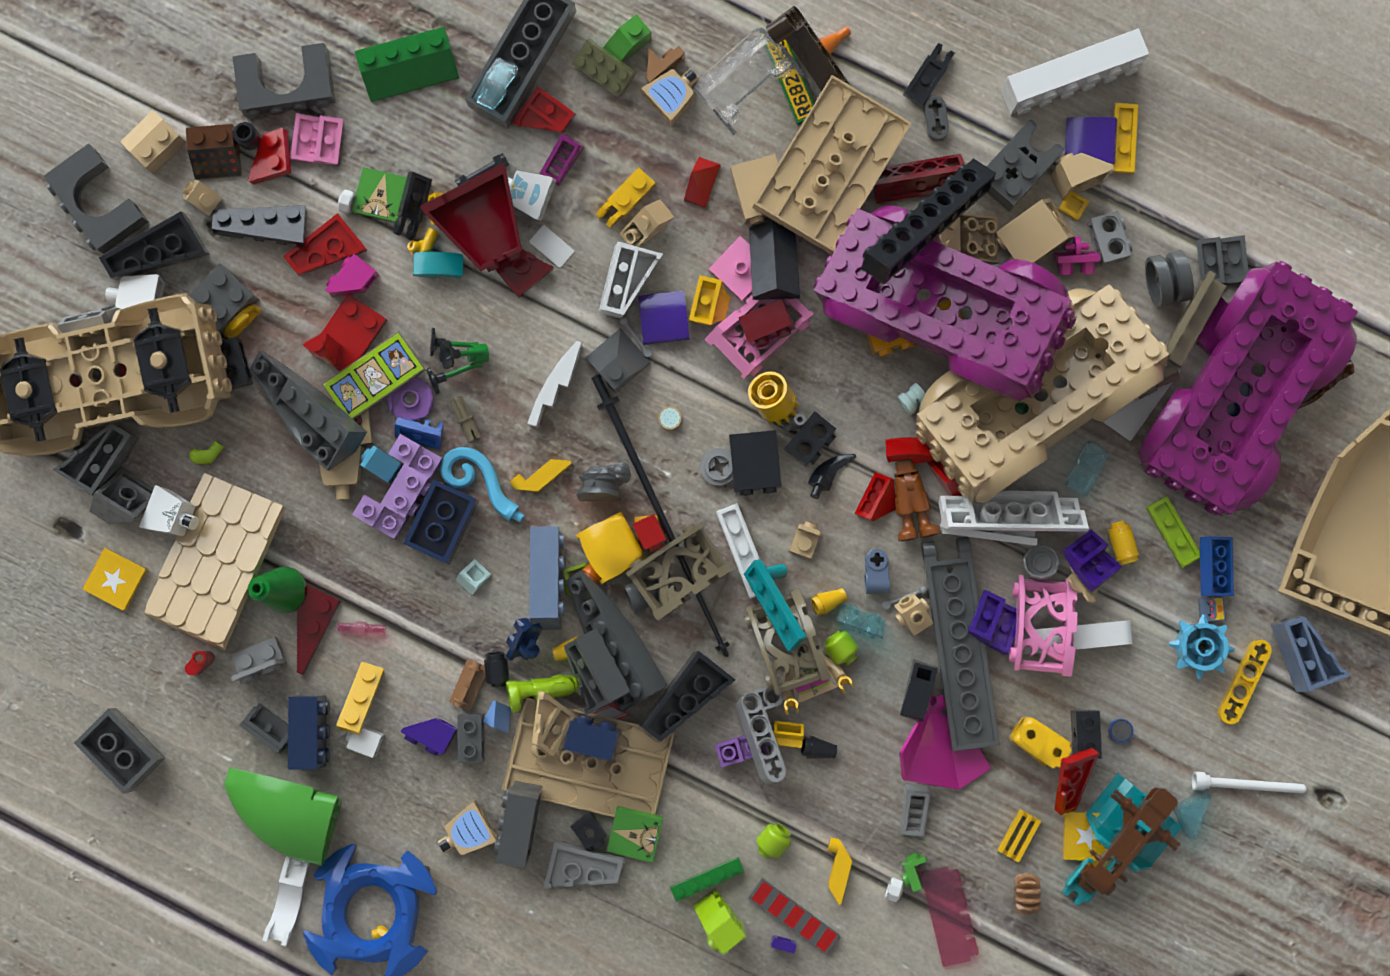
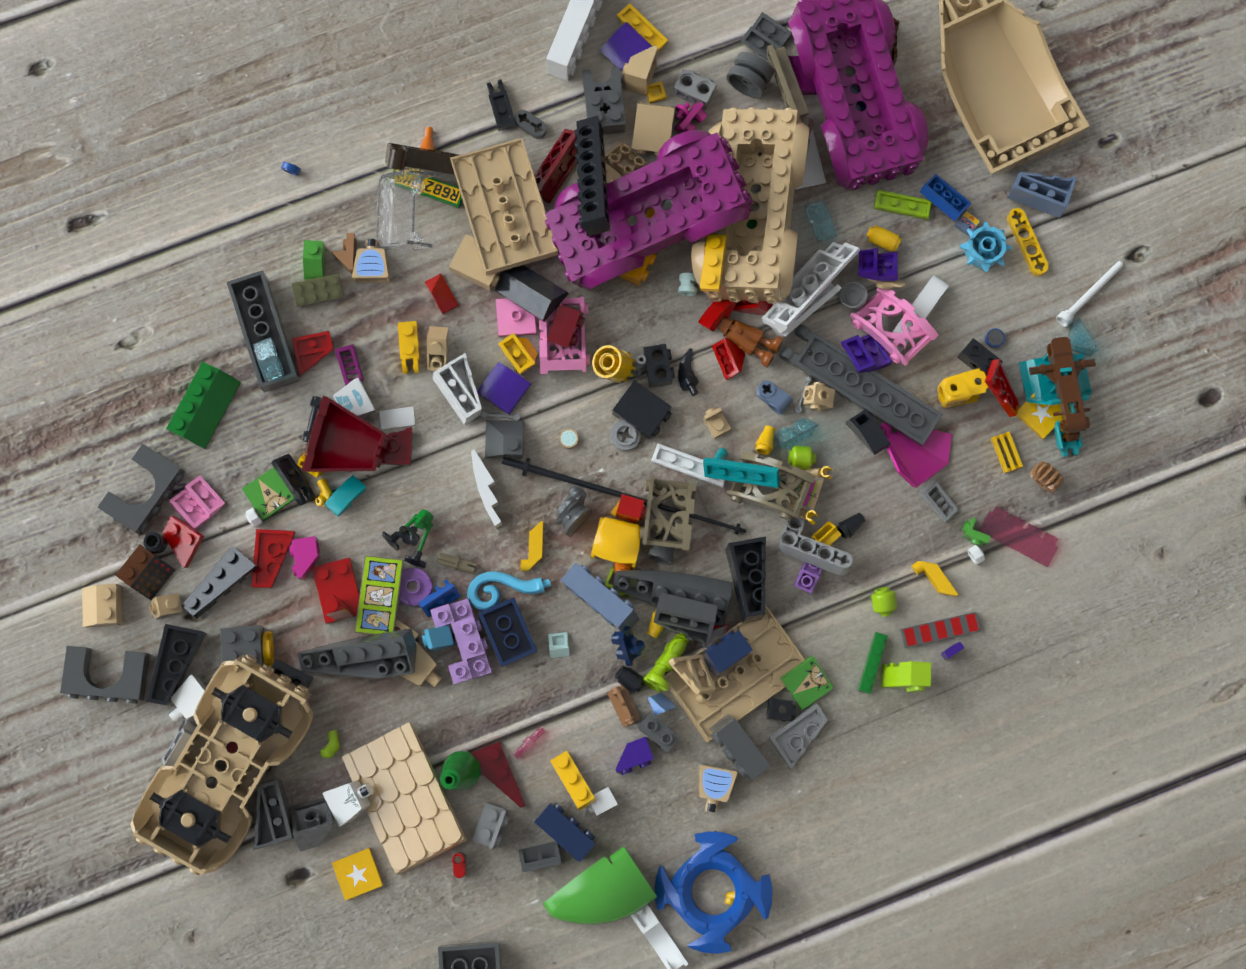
camera: 55 degrees left, 5 degrees down
(946, 406) = (713, 263): none -> yellow plate

